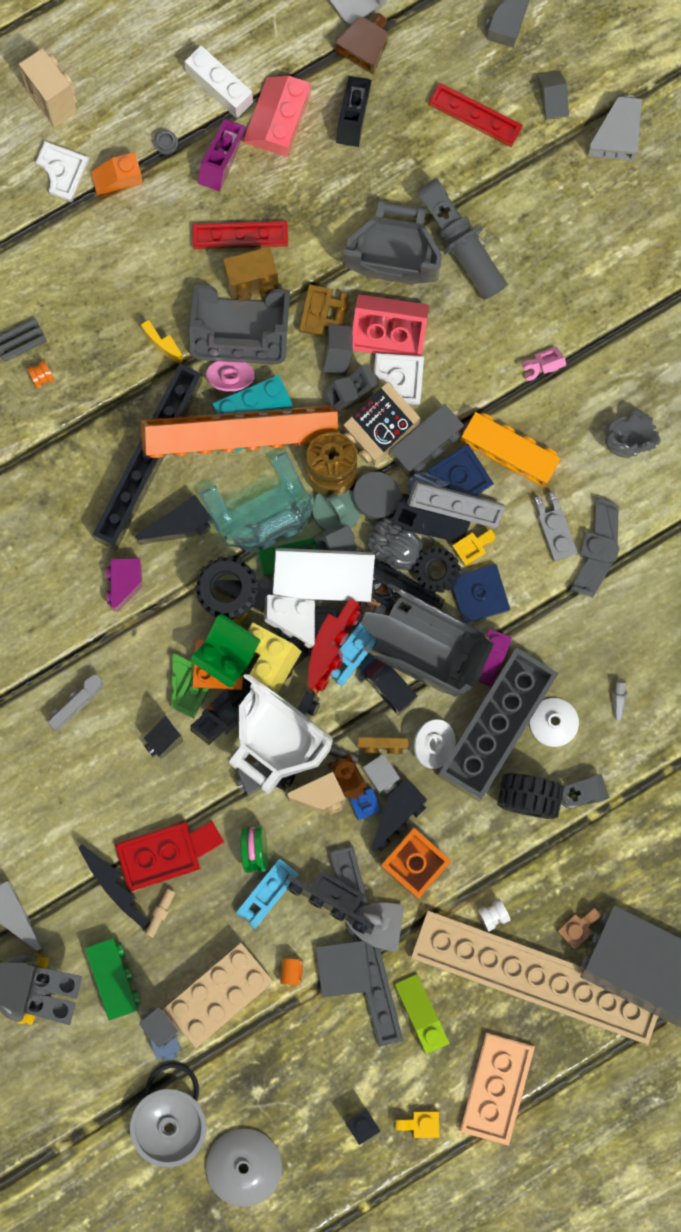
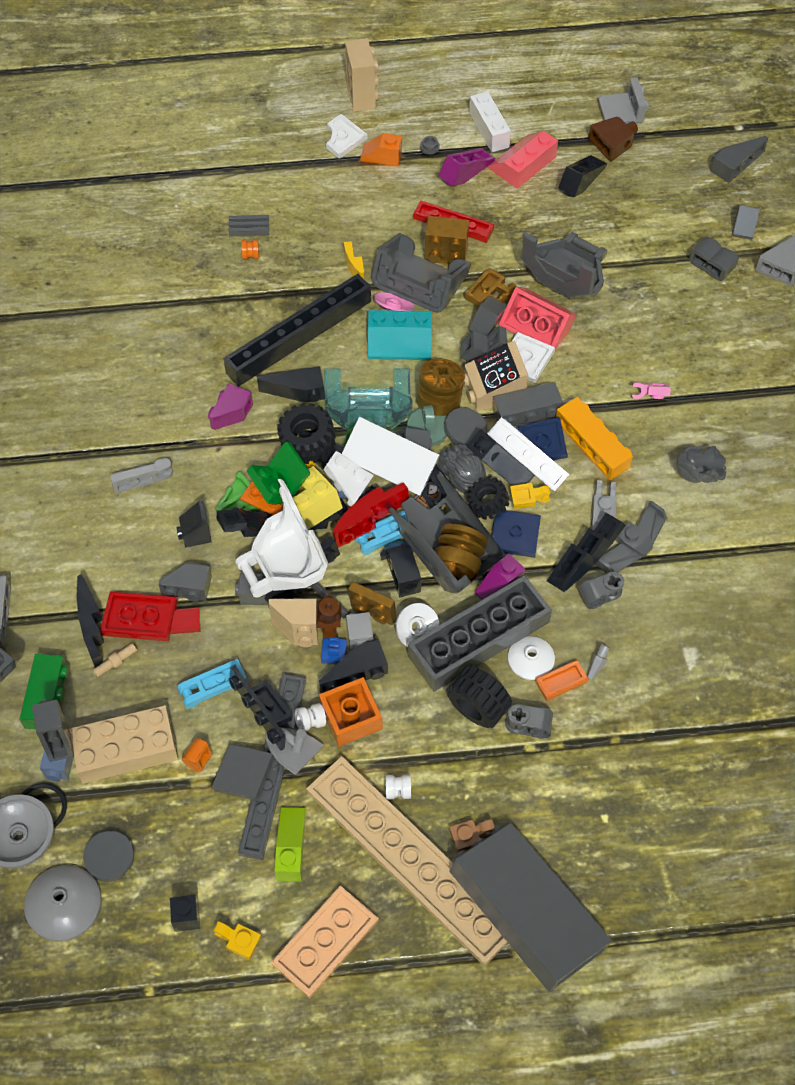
camera: 30 degrees right, 20 degrees down
(188, 799) = (187, 582): none -> dark grey slope
(236, 430) = (372, 330): orange brick -> none
(254, 849) = (219, 639): green head -> none
(262, 1105) = (108, 856): none -> dark grey tile
(380, 886) = (310, 717): none -> white wheel
(442, 650) = (461, 550): none -> pearl gold wheel
(463, 240) = (626, 282): dark grey piece -> none
(475, 115) = (677, 212): red tile -> none
(540, 164) = (714, 258): none -> dark grey brick
(560, 589) = (584, 556): none -> black slope
(589, 624) = (601, 589): none -> dark grey piece
(593, 733) = (561, 680): none -> orange tile

